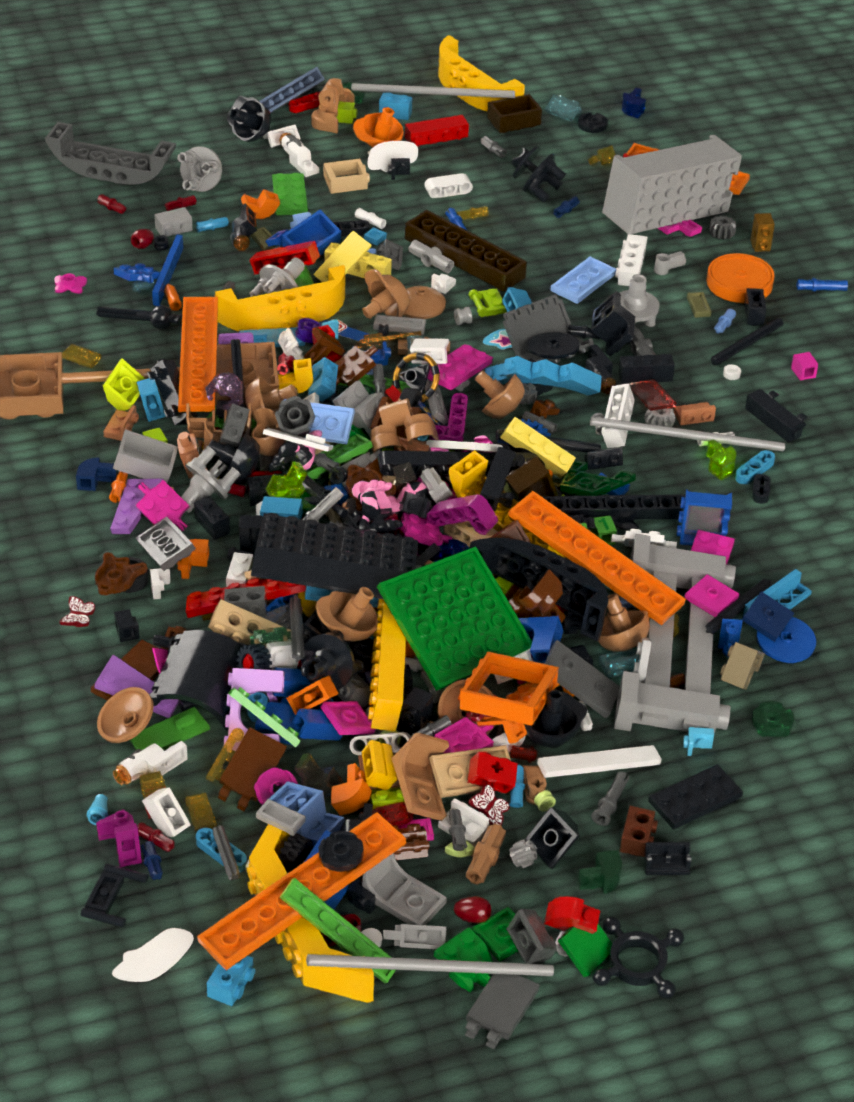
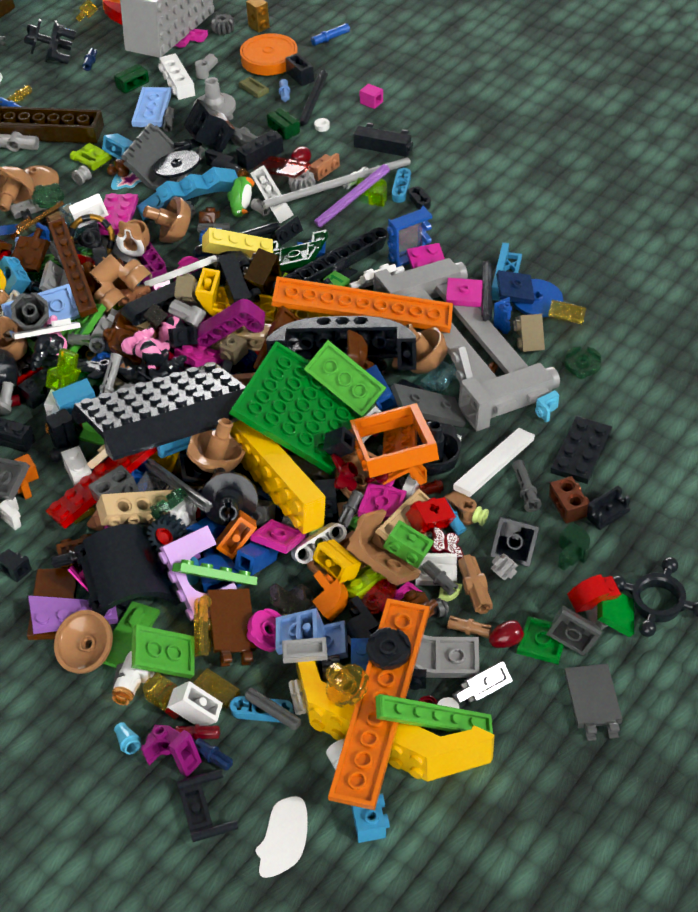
camera: 30 degrees left, 5 degrees up
(177, 757) = (163, 651): none -> bright green plate
(284, 861) = (346, 684): none -> clear yellow tile
(370, 395) = (72, 267): none -> reddish brown plate
(414, 320) = (47, 195): none -> clear green plate
(429, 965) = (523, 702): light grey piece -> none
(437, 856) = (442, 608): none -> dark grey plate
(442, 283) = (41, 157): white bracket -> none
(445, 459) = (186, 288): none -> dark tan brick
(446, 696) = (346, 473): none -> dark red animal
(448, 394) = (133, 237): none -> medium nougat piece
(448, 783) = (408, 544): none -> bright green bracket
(448, 884) = (469, 626): none -> medium nougat pin
(451, 539) = (233, 348): none -> dark tan brick
(458, 664) = (339, 442): none -> black brick
(465, 947) = (537, 678): green plate -> none
(497, 324) = (119, 167): none -> reddish brown animal
(514, 612) = (345, 378): none -> bright green plate
(587, 243) = (131, 78): none -> dark green brick
(587, 403) = (240, 195): none -> bright green animal
(588, 299) = (168, 119): none -> dark grey axle
(681, 392) = (301, 153): none -> dark red animal
(692, 453) = (351, 196): none -> medium lavender axle
(693, 353) = (283, 123): none -> dark green brick
(802, 666) = (567, 311): none -> clear yellow plate

